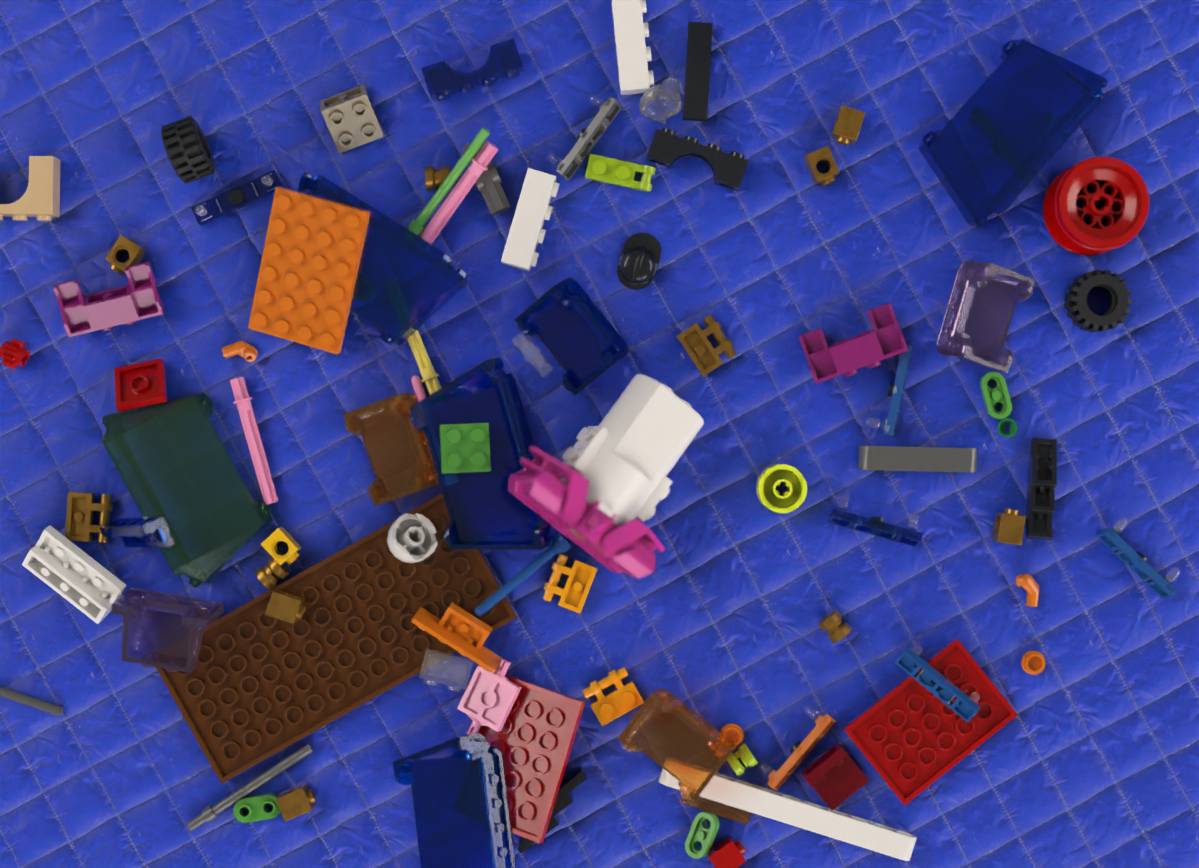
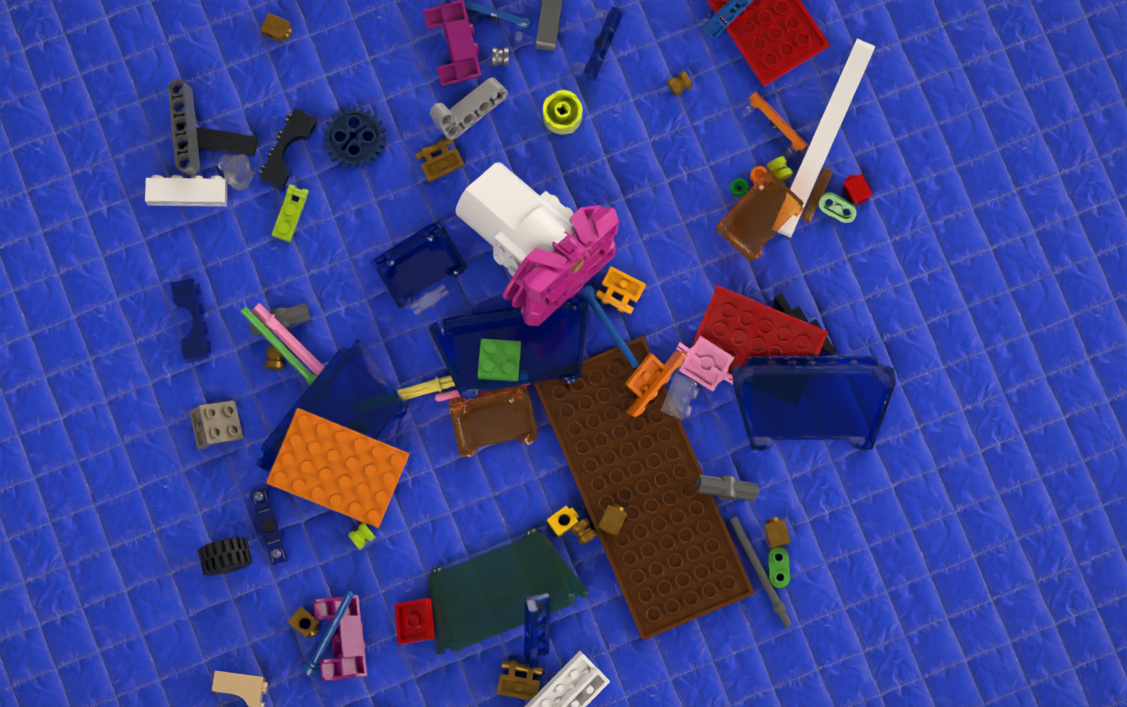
camera: 80 degrees left, 10 degrees down
(75, 270) = (312, 667): none -> blue piece
(164, 628) = (620, 621): clear purple windscreen -> none
(234, 307) = (361, 536): none -> lime wheel
(242, 349) = (395, 536): orange arm -> none
(254, 440) = (472, 535): bright pink axle -> none
(342, 738) = (727, 488): none -> dark grey piece
(412, 538) = (568, 408): white cylinder -> none
(529, 219) = (319, 289): white brick -> none
(587, 137) = (258, 235): dark grey piece -> none
(615, 703) = (723, 264): light orange plate -> none
(639, 261) = (364, 206): black piece -> none
(700, 36) = (189, 133): none -> dark grey beam
(720, 712) = (734, 187): none -> green plate
(735, 220) = (367, 149): none -> dark blue gear
(772, 374) = (469, 109): none -> light grey beam
(821, 155) = (298, 49): pearl gold brick -> none
(834, 776) = (801, 97): dark red bracket -> none
(843, 404) = (500, 57): none -> flat silver wheel

